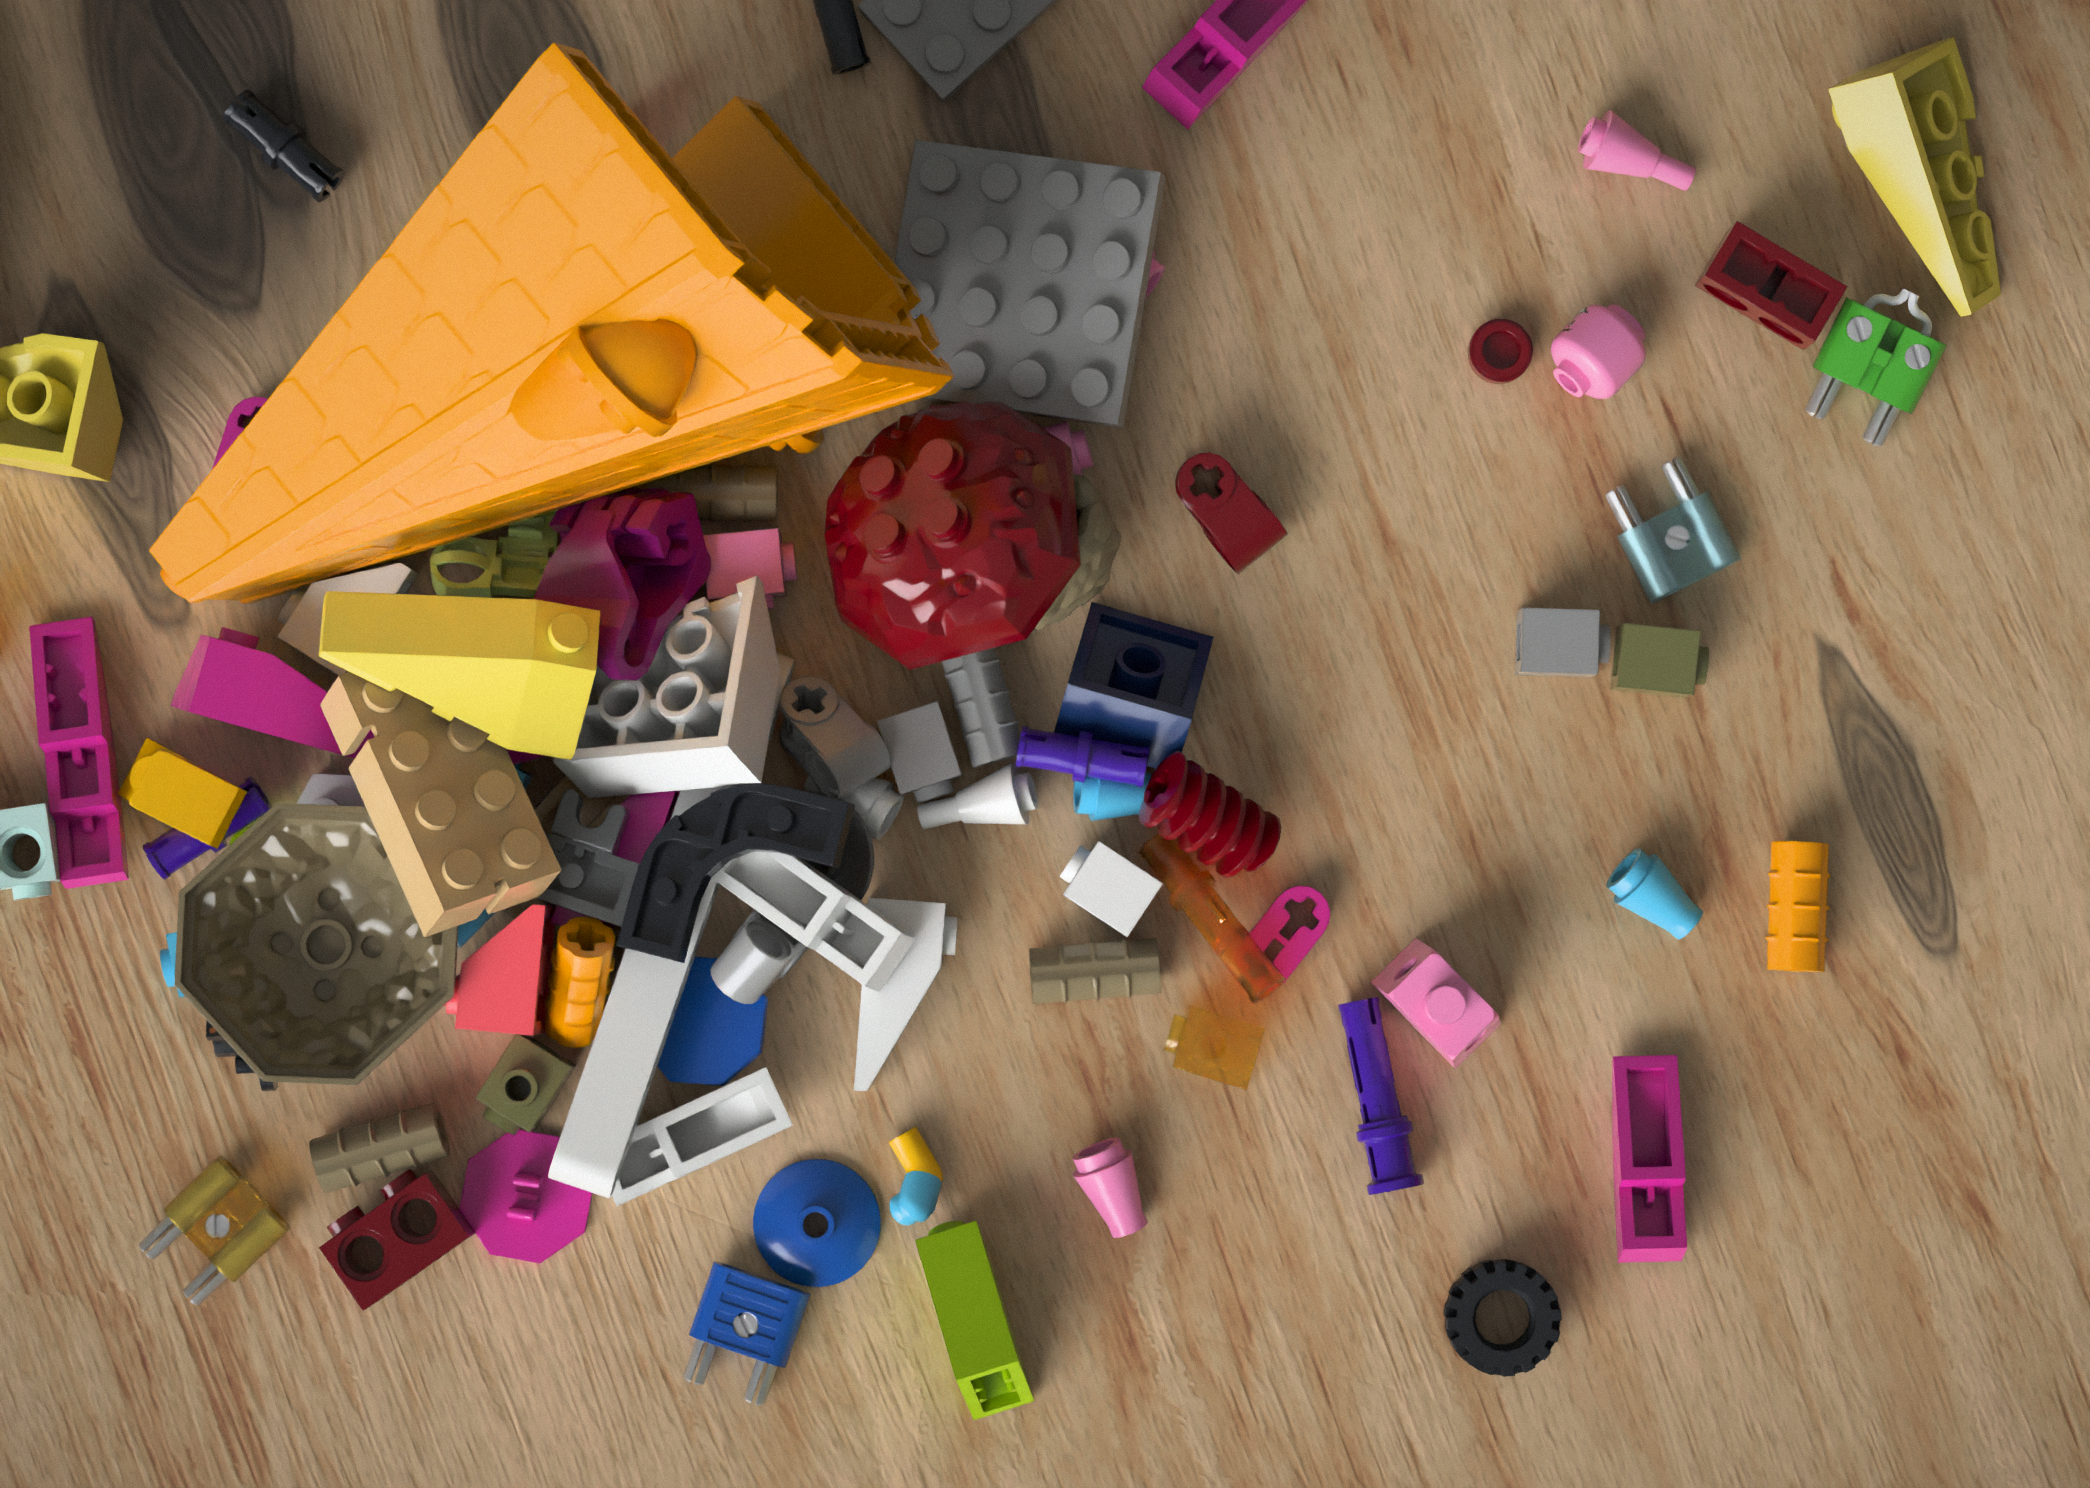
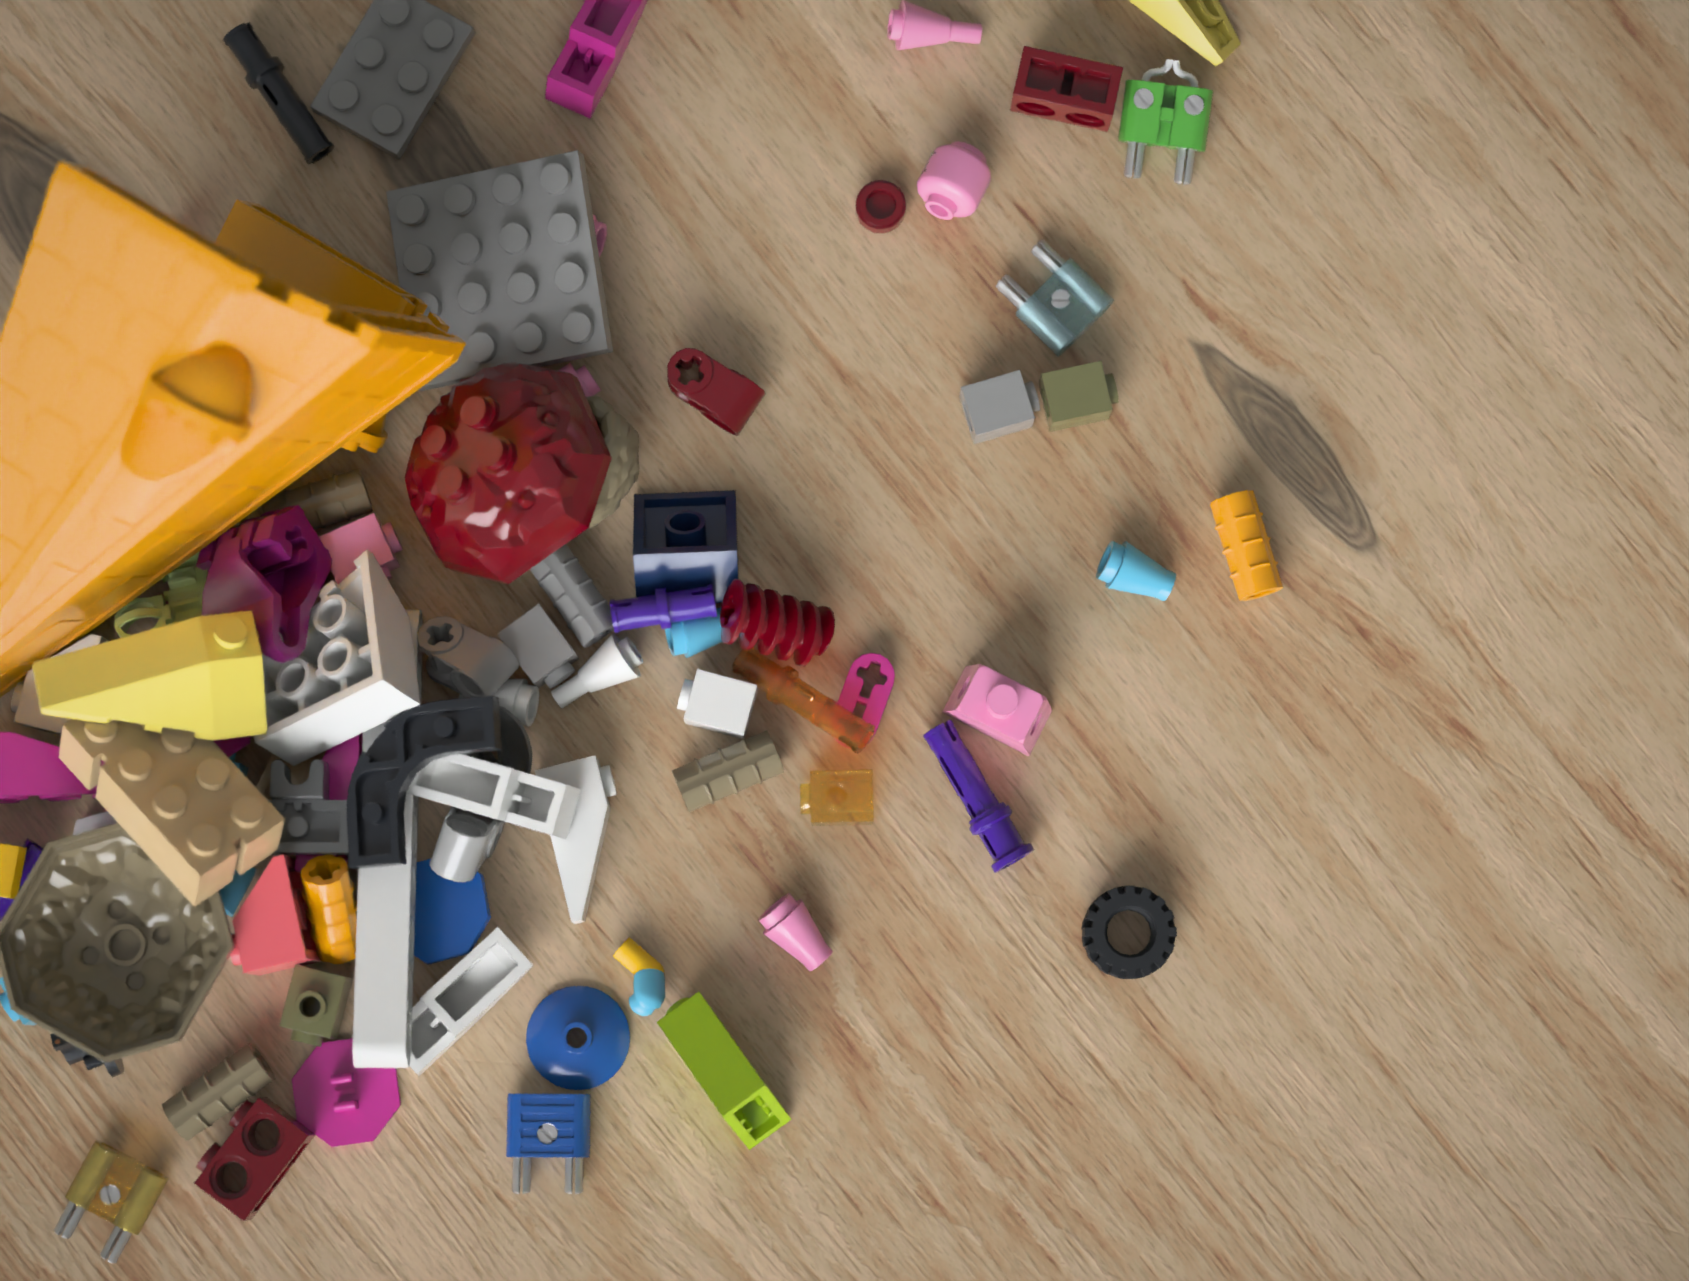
camera: 20 degrees left, 5 degrees down
(1648, 1159) = (1199, 775): dark pink slope -> none

